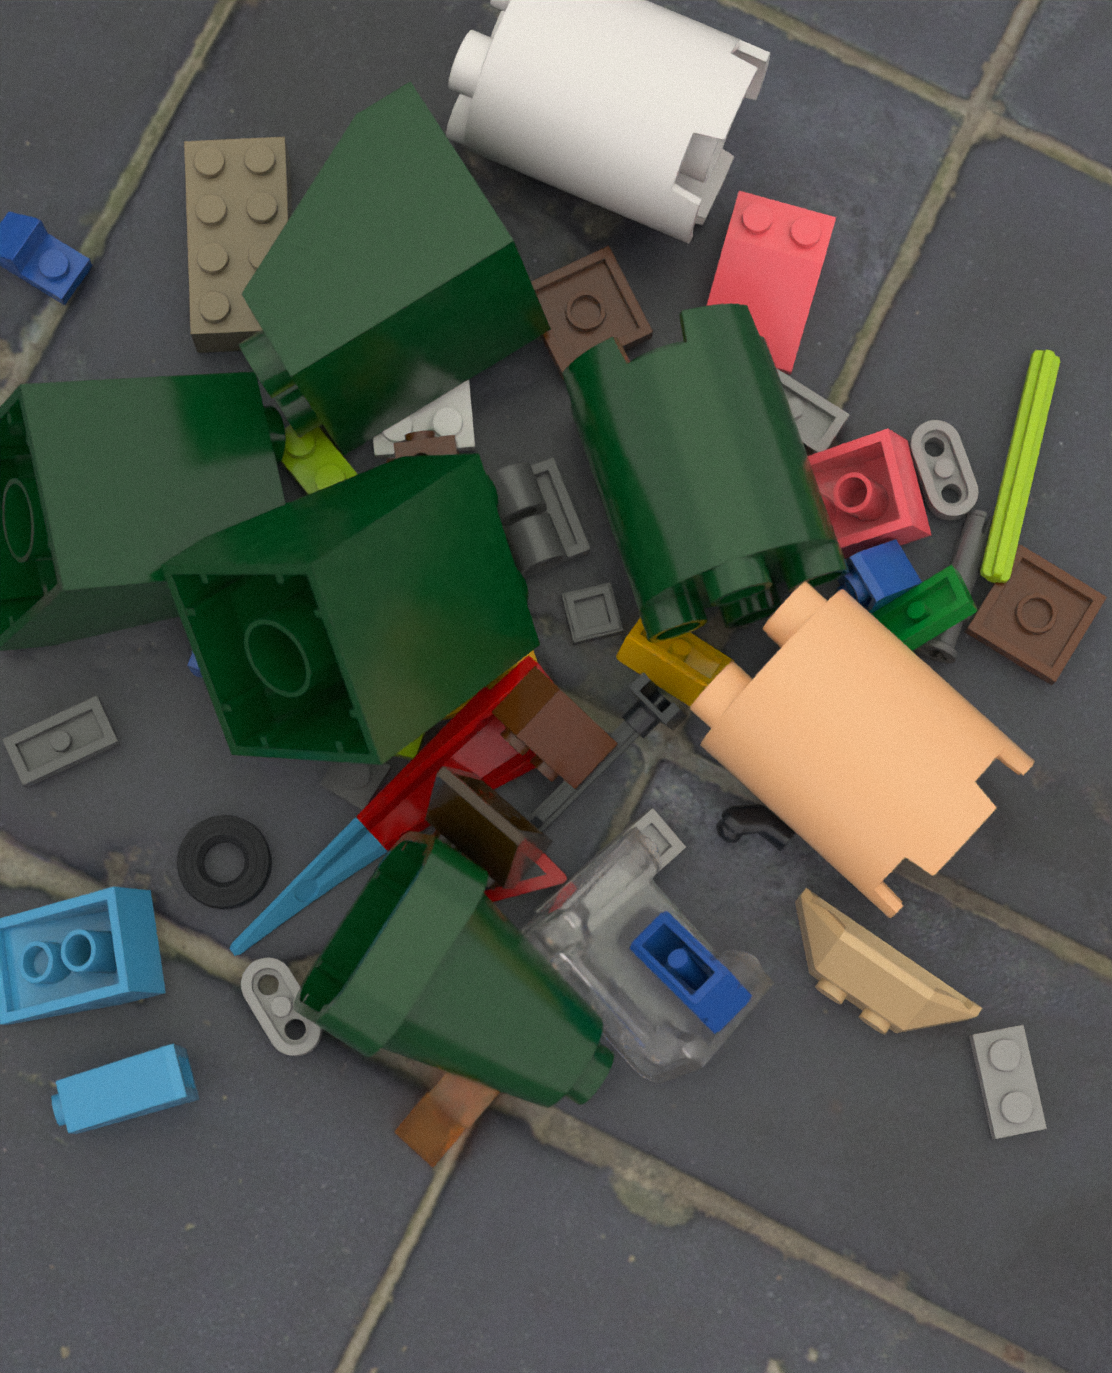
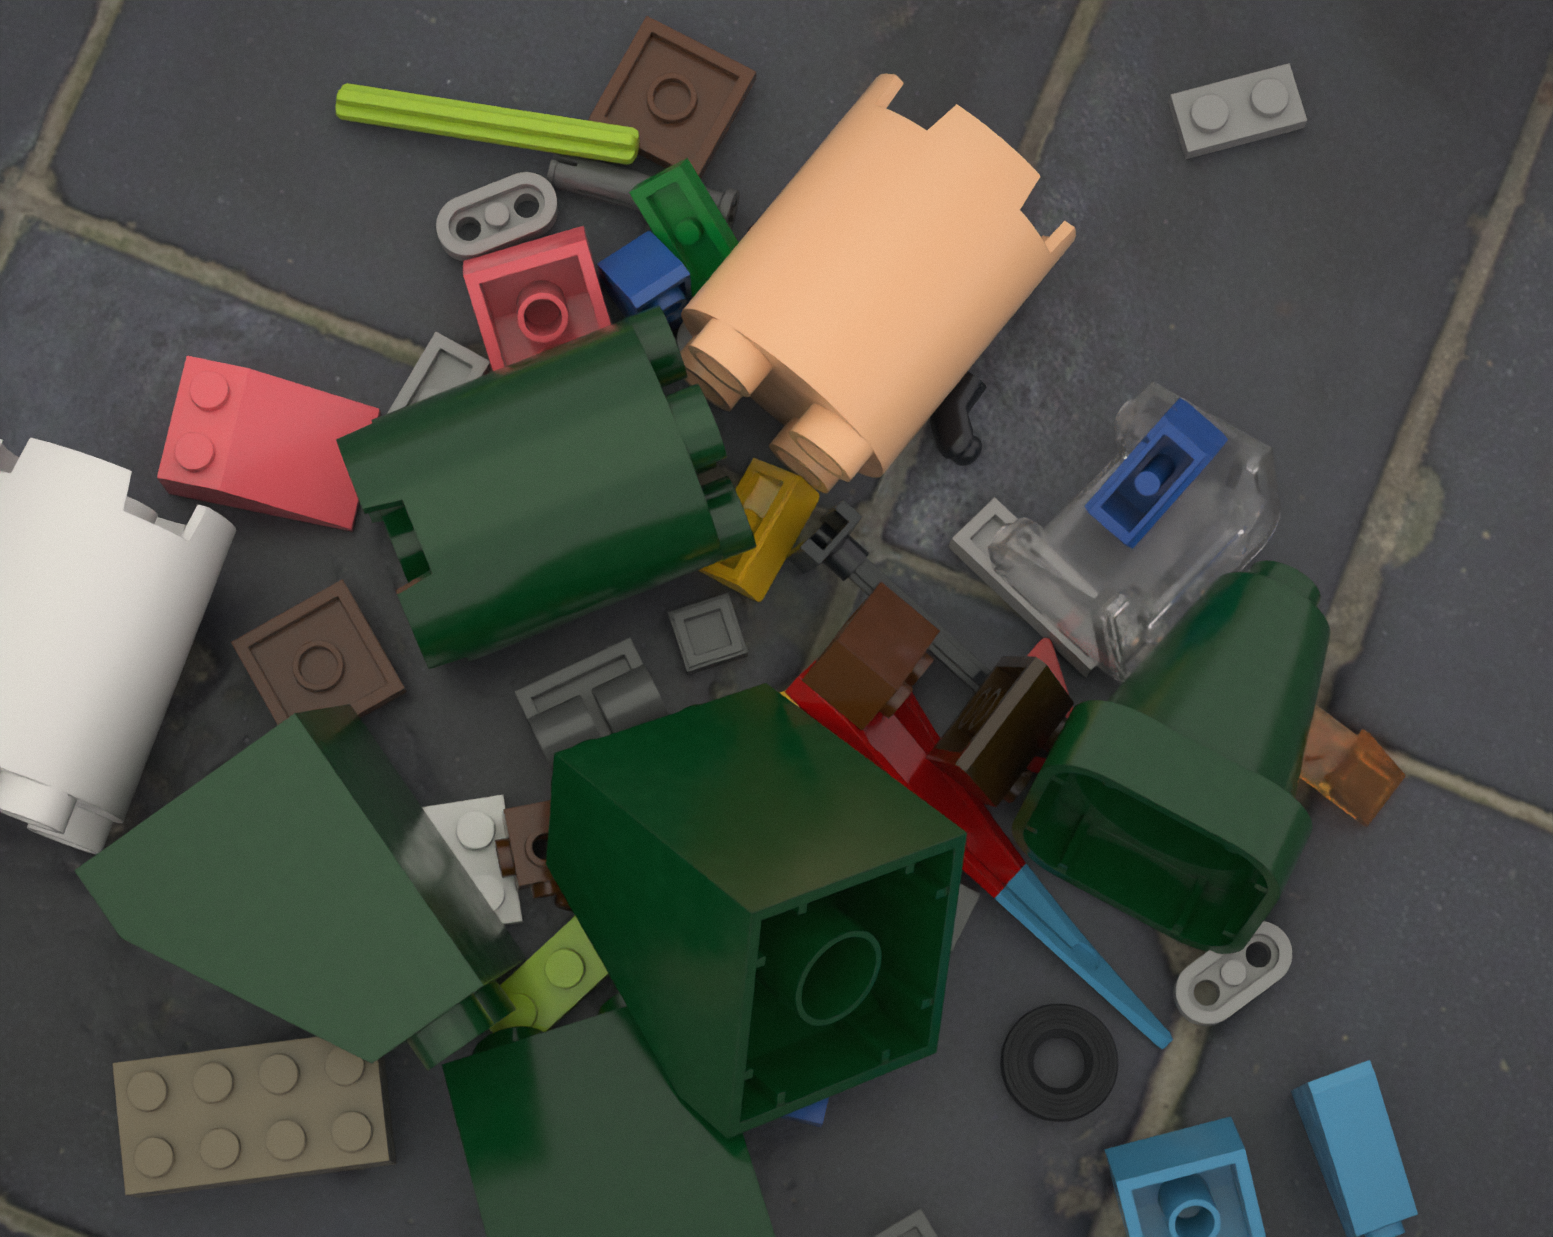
camera: 90 degrees left, 0 degrees up
(873, 974) = (1128, 269): tan wedge -> none

